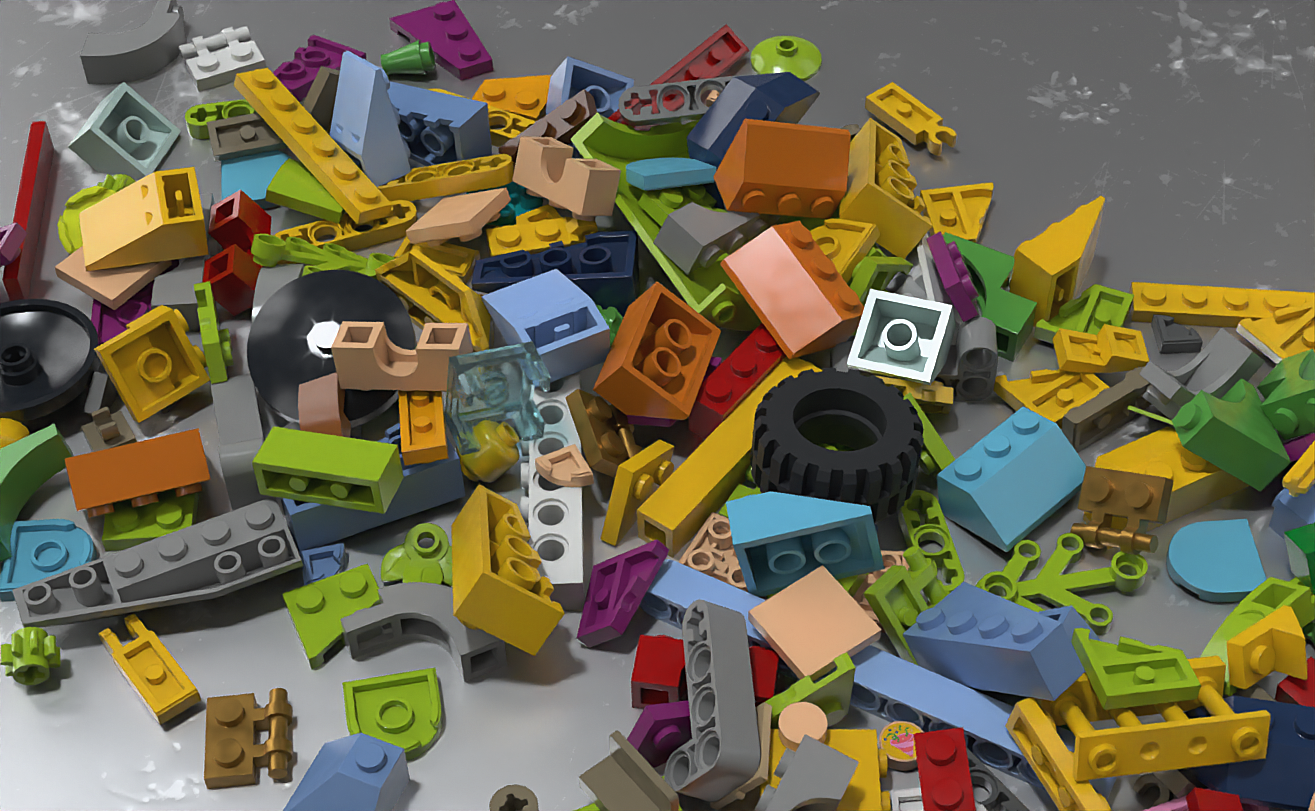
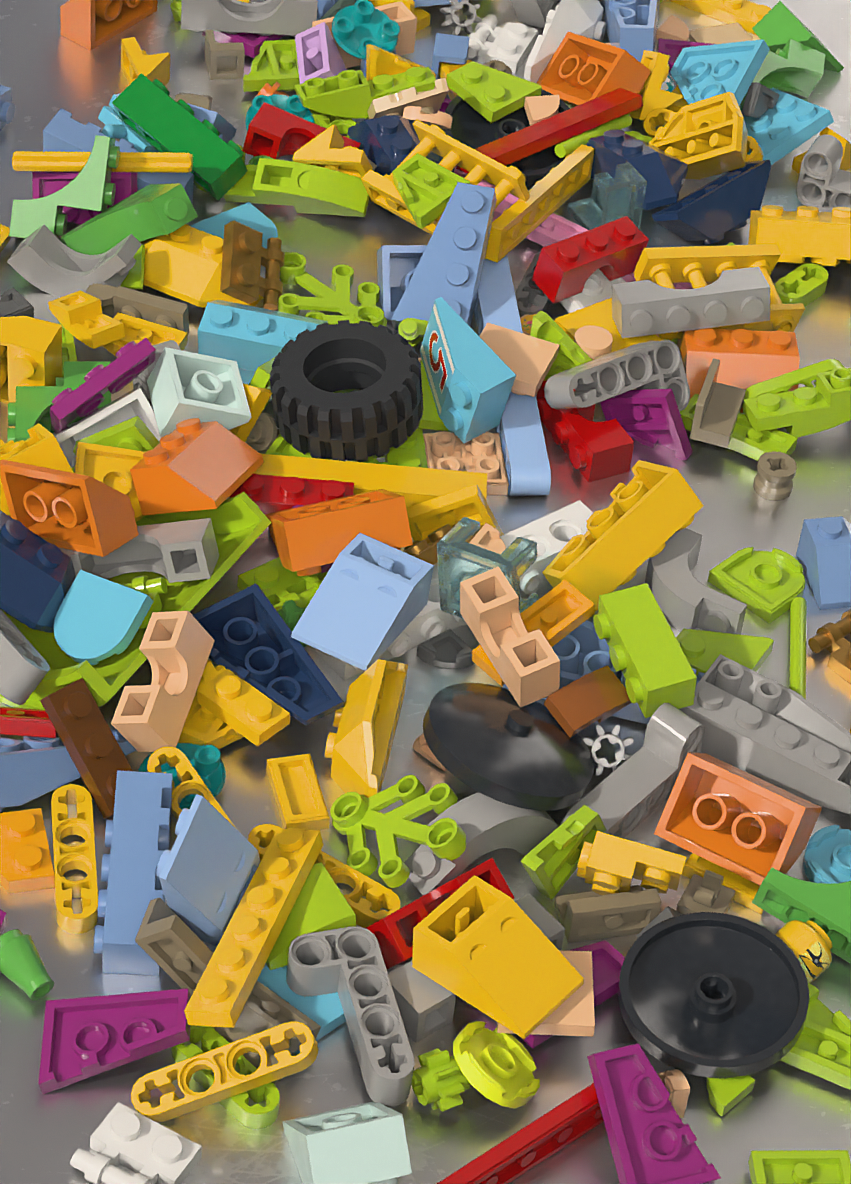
camera: 130 degrees left, 5 degrees down
(214, 99) = (226, 1079): none -> yellow beam
(248, 171) = (353, 966): none -> light grey beam
(279, 674) = (798, 645): none -> lime bar
(459, 217) = (257, 762): light nougat tile -> none
(617, 591) = (557, 485): magenta wing -> none

